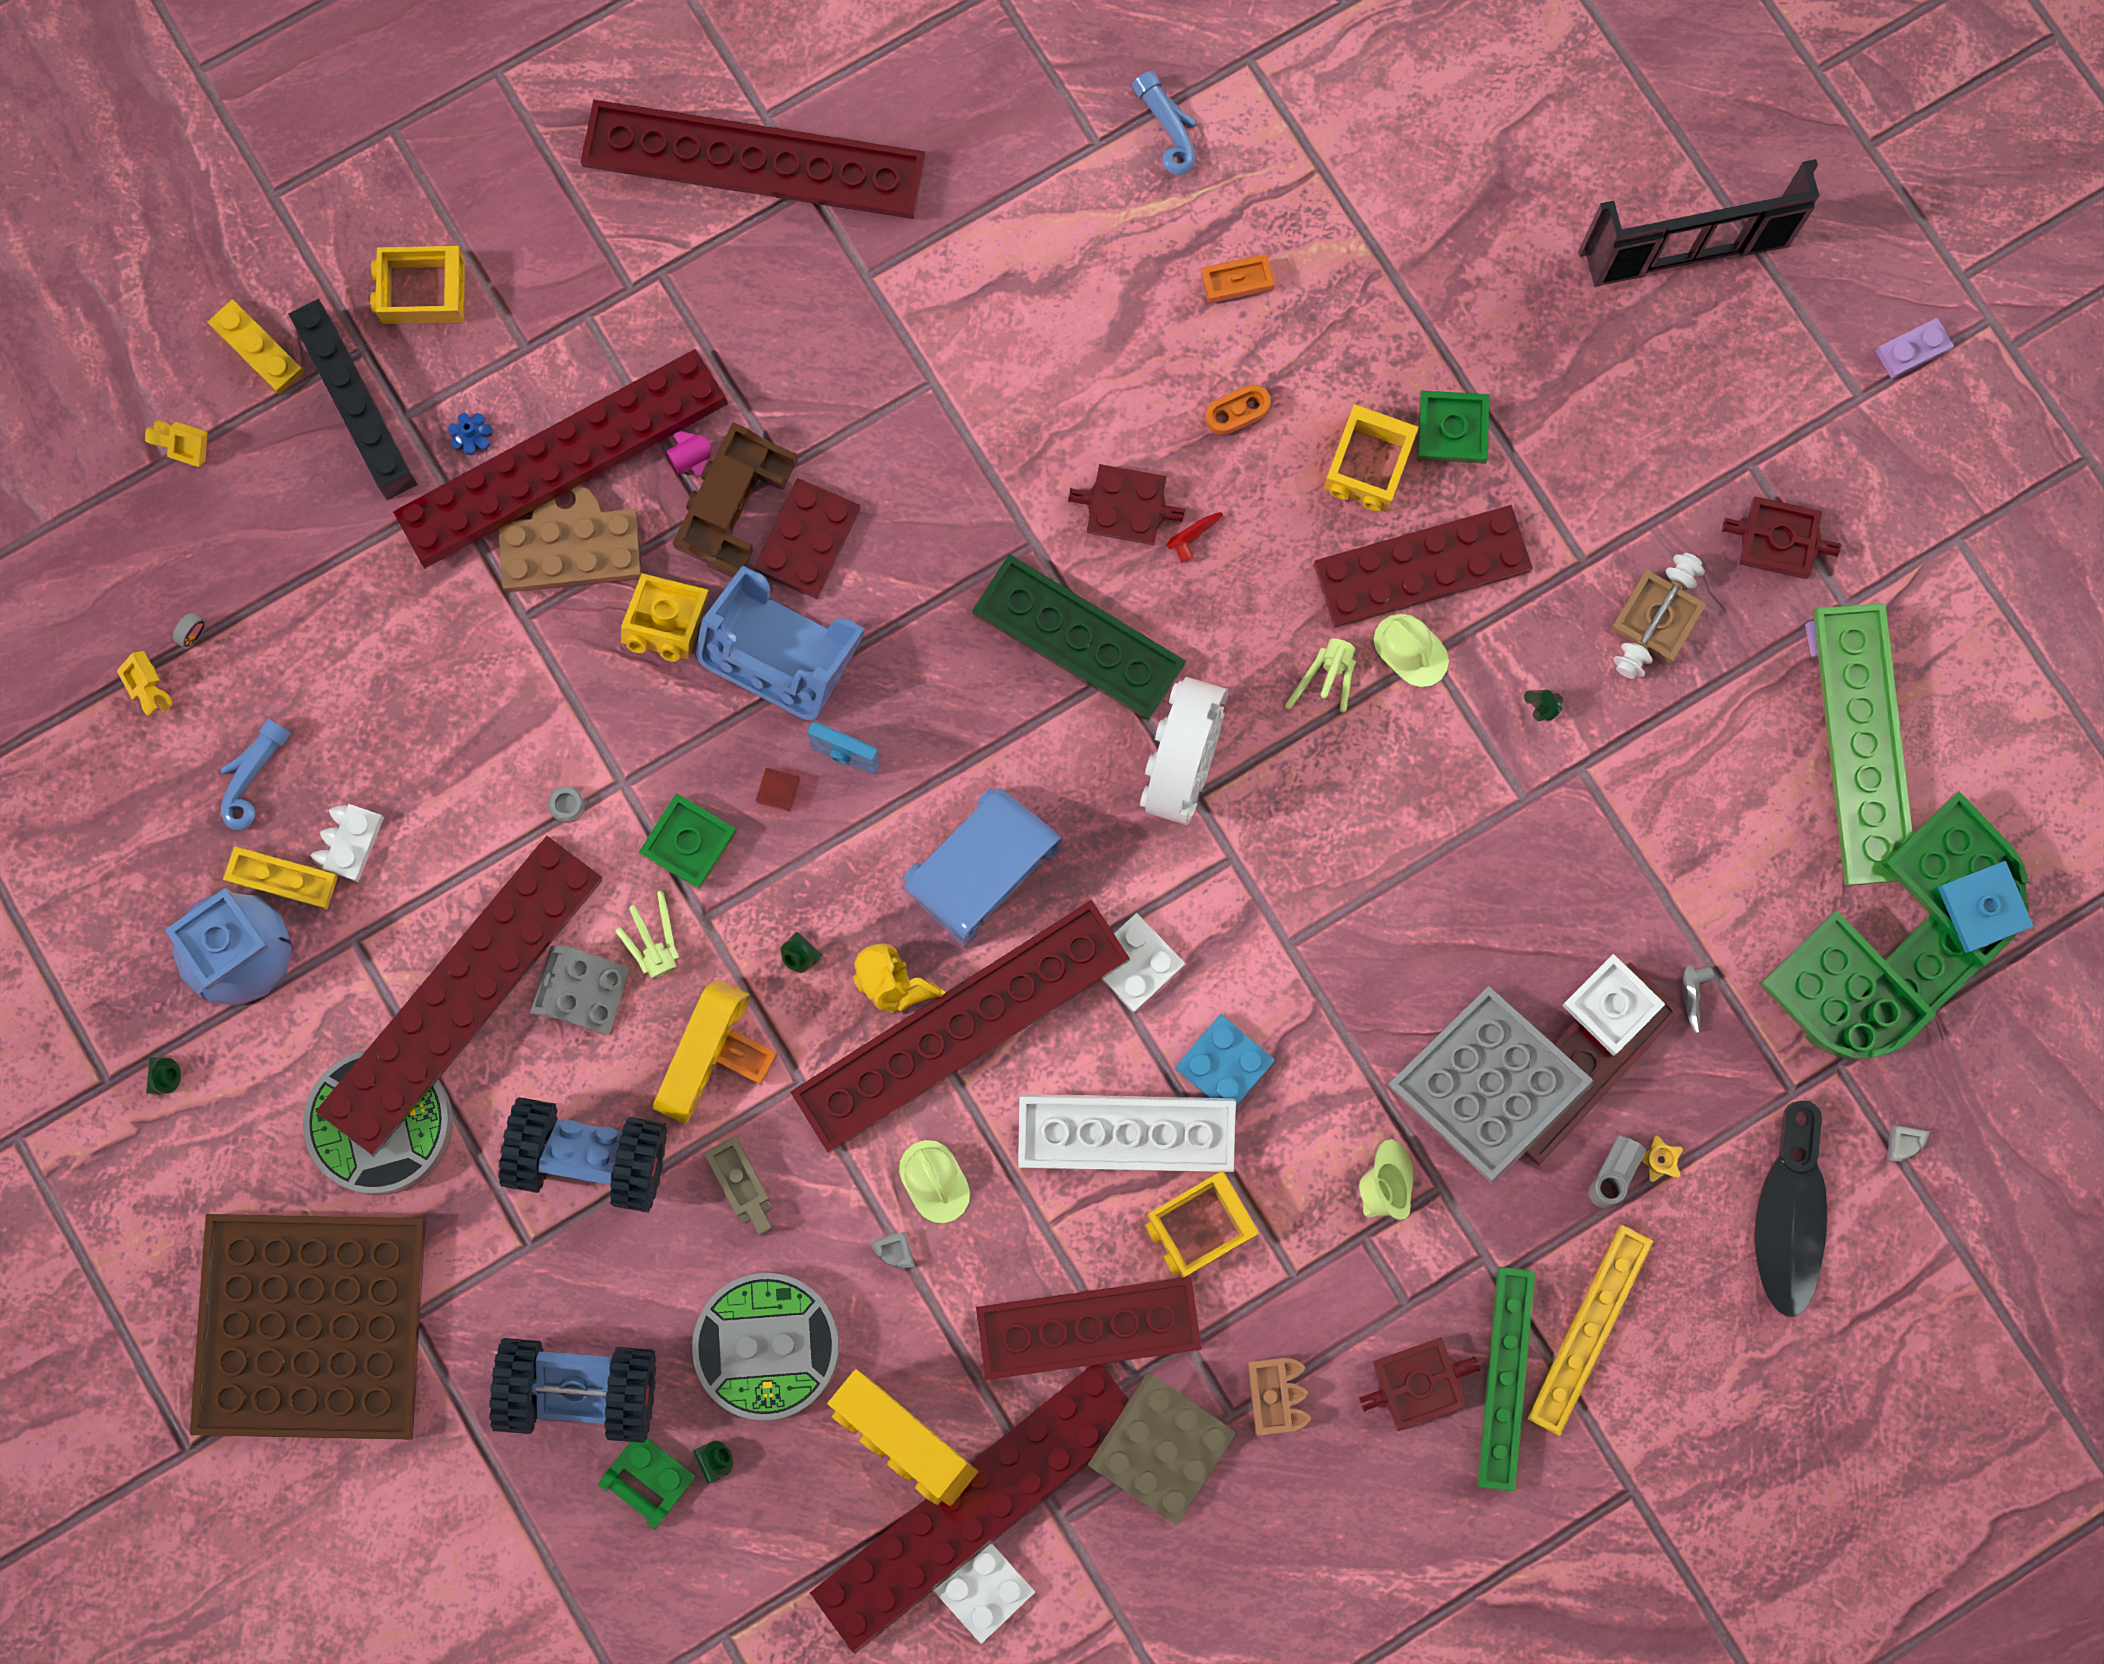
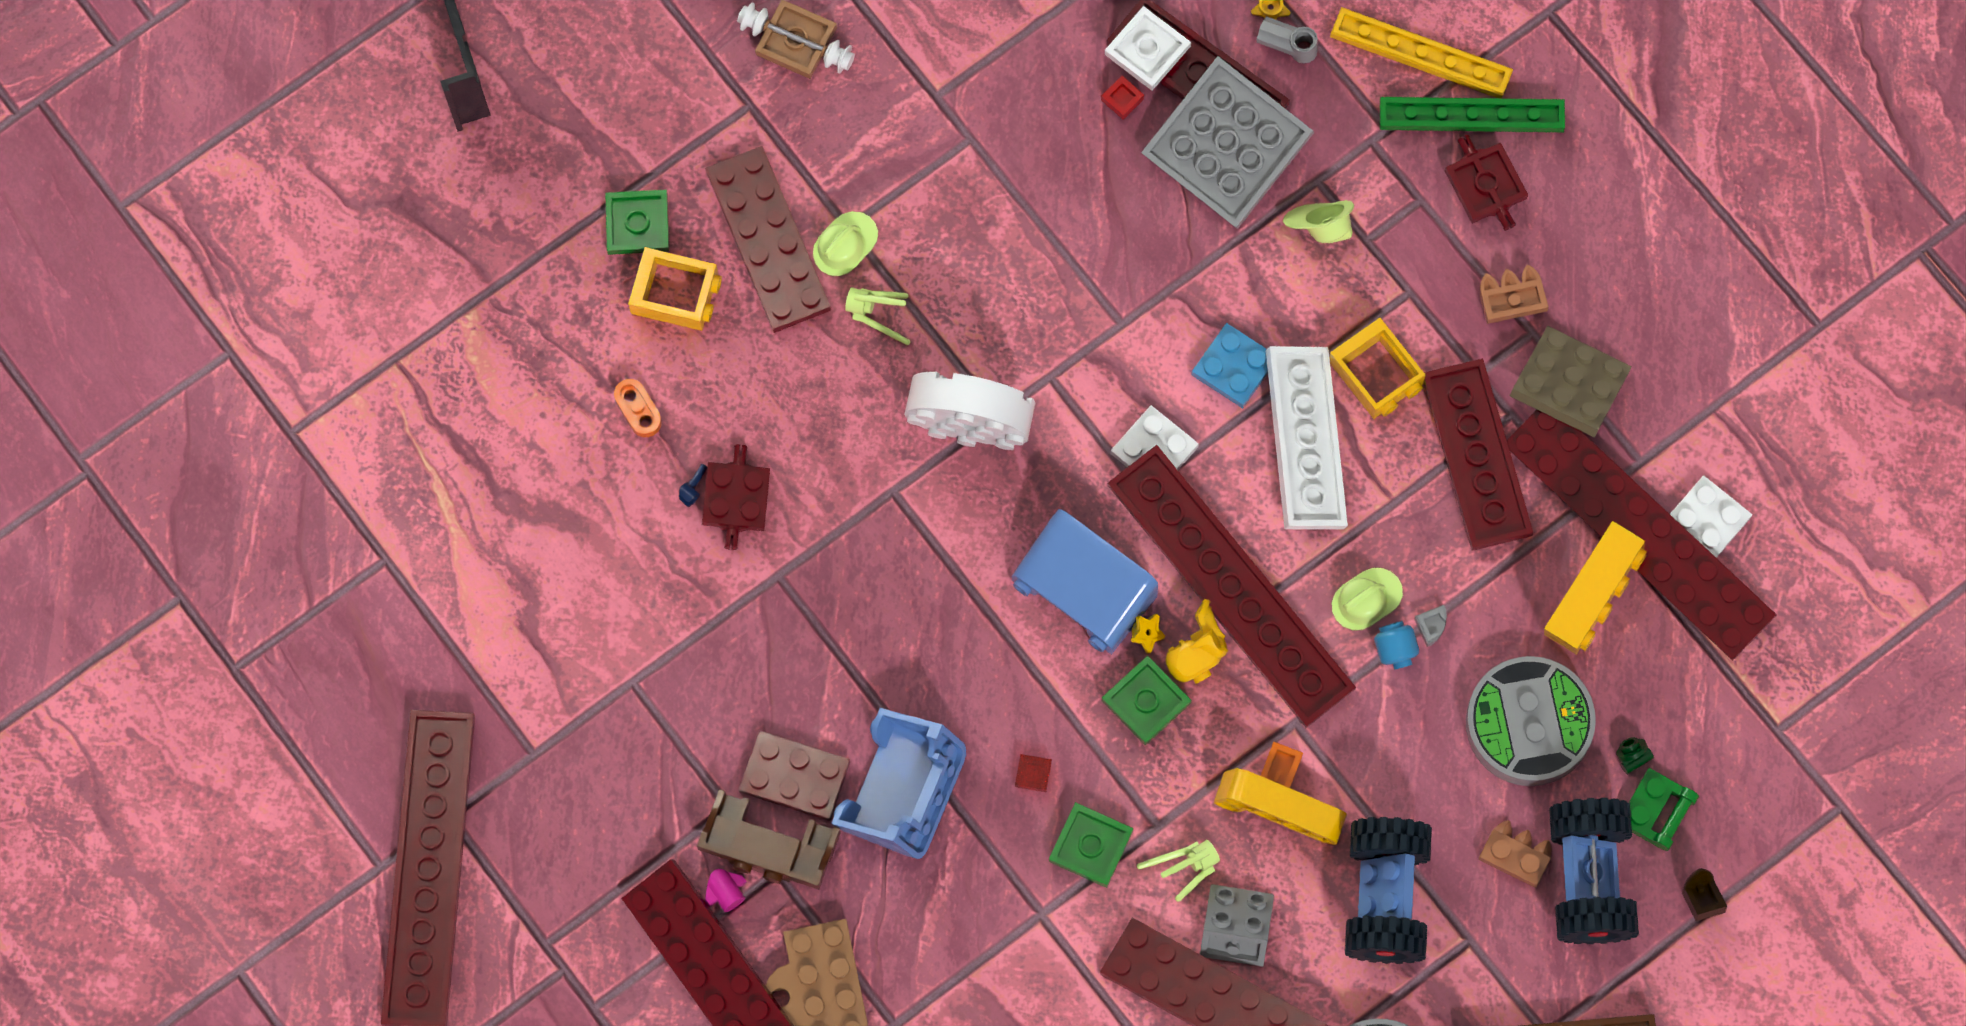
camera: 90 degrees left, 5 degrees down
(537, 1516) = (1703, 895): none -> dark brown plate
(566, 804) = (1067, 960): light grey tile -> none
(617, 1310) = (1516, 855): none -> nougat plate
(663, 617) = (885, 891): yellow plate -> none
(740, 1183) = (1392, 760): dark tan hinge -> none
(799, 953) = (1181, 735): dark green plate -> none
(843, 748) = (994, 712): dark azure plate -> none
(843, 919) = (1146, 700): none -> green plate
(872, 1205) = (1396, 645): none -> dark azure head
(924, 921) = (1140, 628): none -> yellow plate
(1079, 637) = (864, 525): dark green plate -> none
(1137, 454) = (687, 493): none -> dark blue hand
(1171, 117) = (357, 494): medium blue plant -> none
(1193, 532) = (765, 446): red bar -> none
(1237, 278) = (511, 419): orange plate -> none
(1546, 704) = (886, 125): dark green plate -> none
(1559, 973) = (1122, 97): none -> red plate

